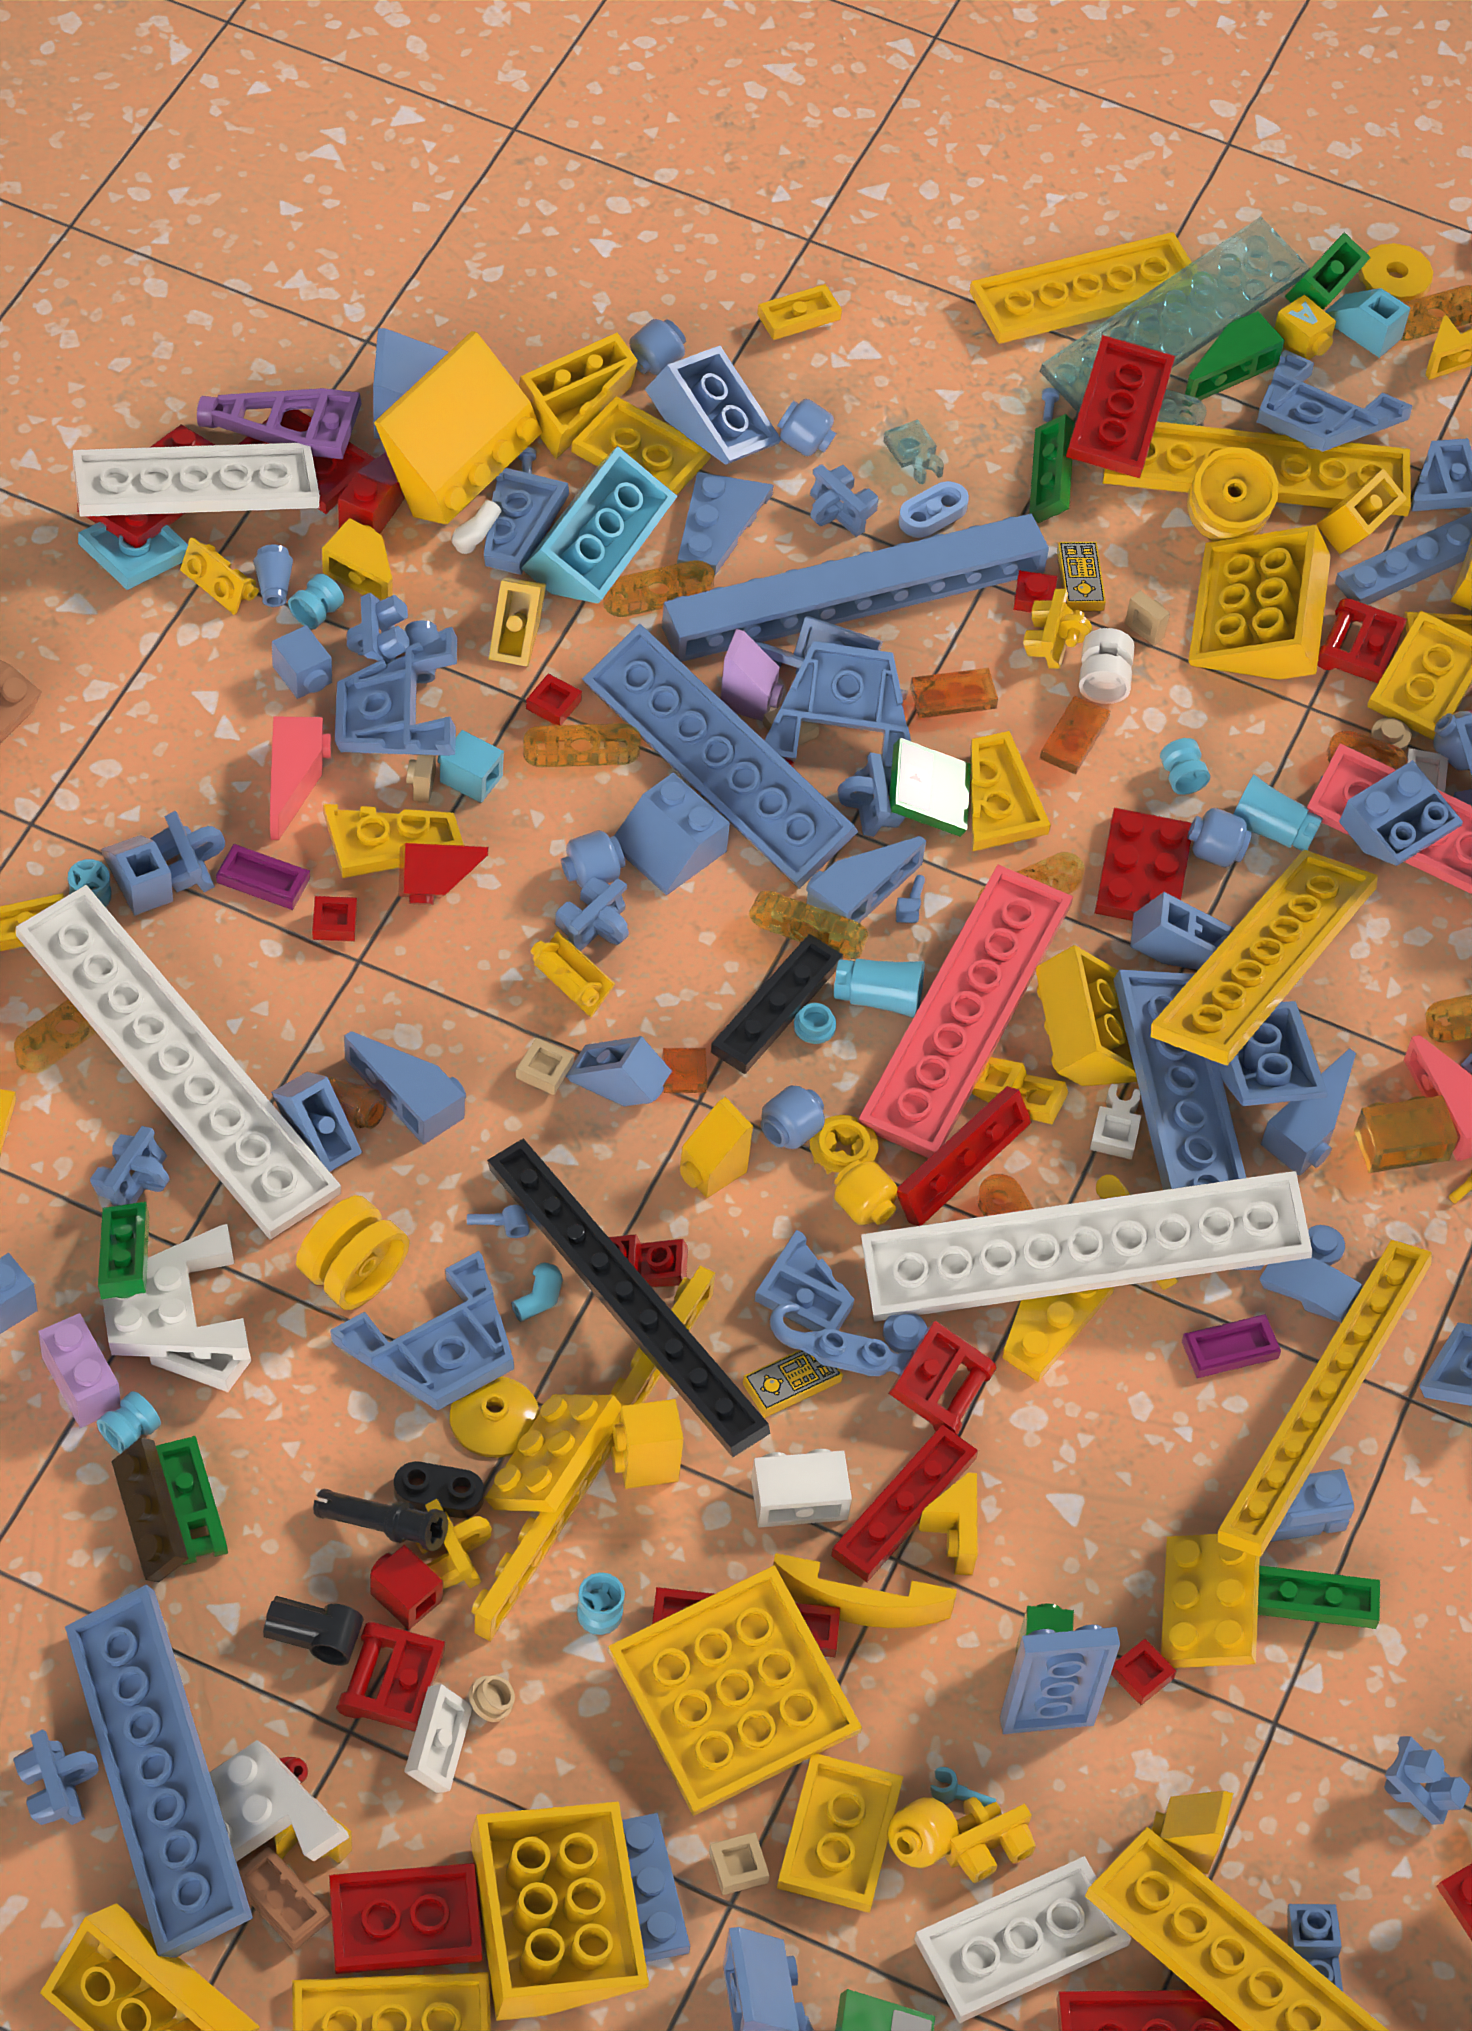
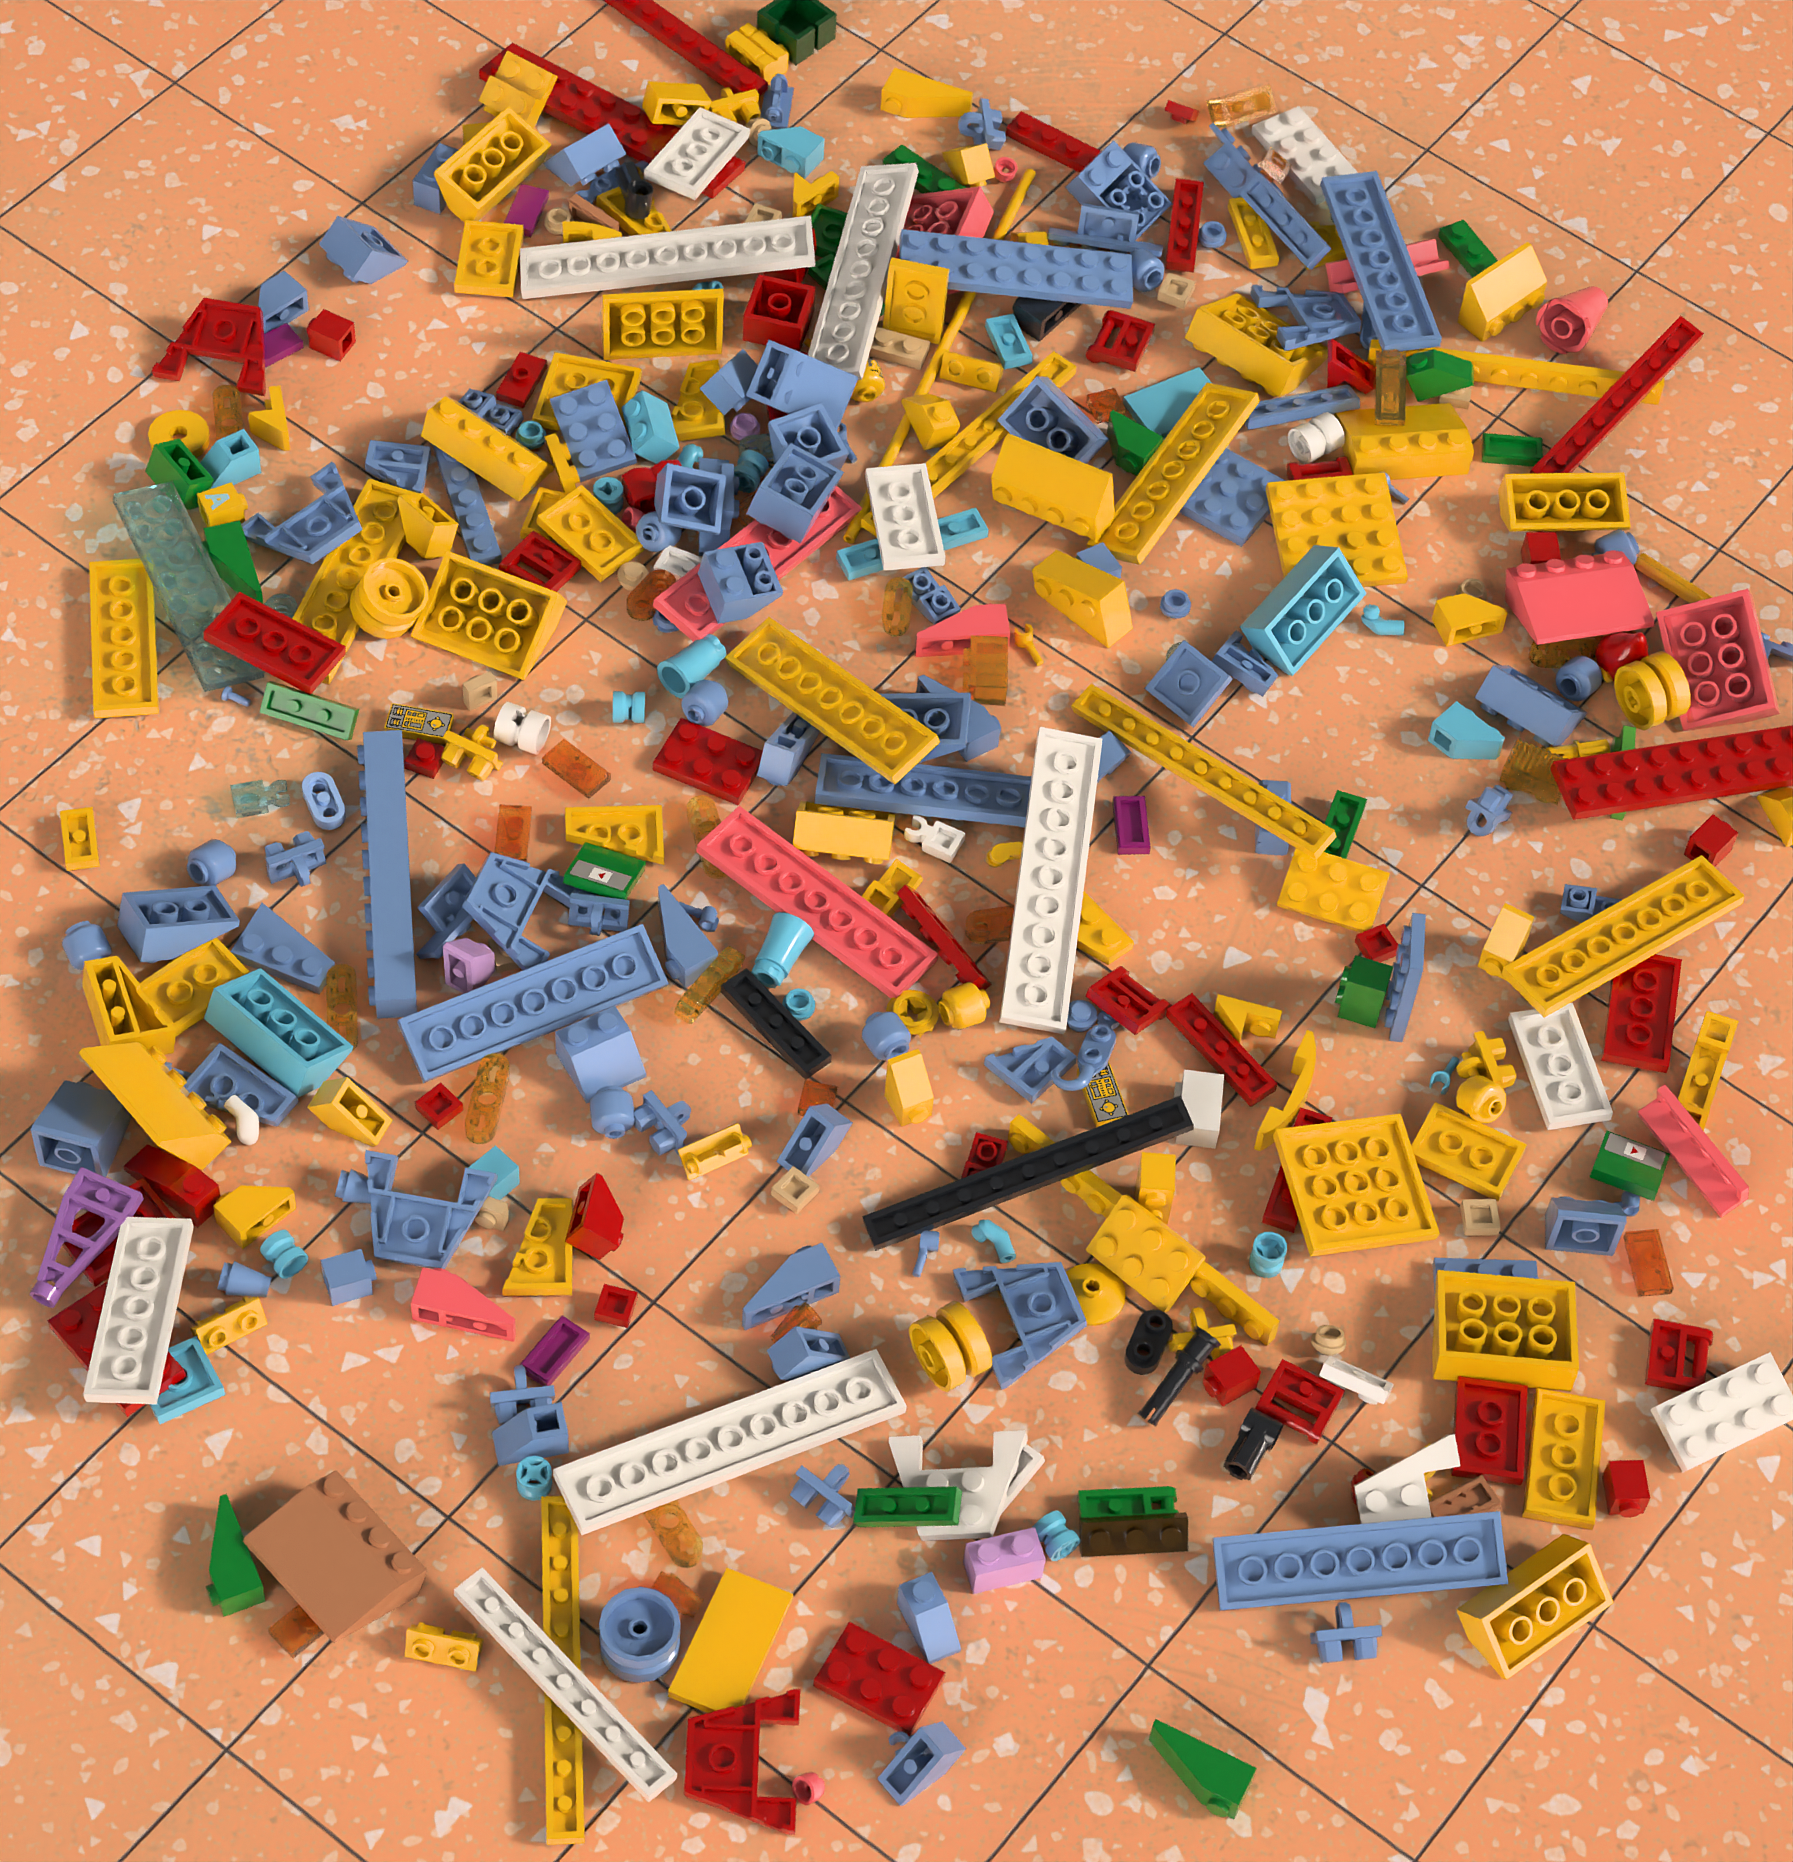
camera: 75 degrees left, 0 degrees up
(379, 615) = (354, 1211): medium blue hips -> none

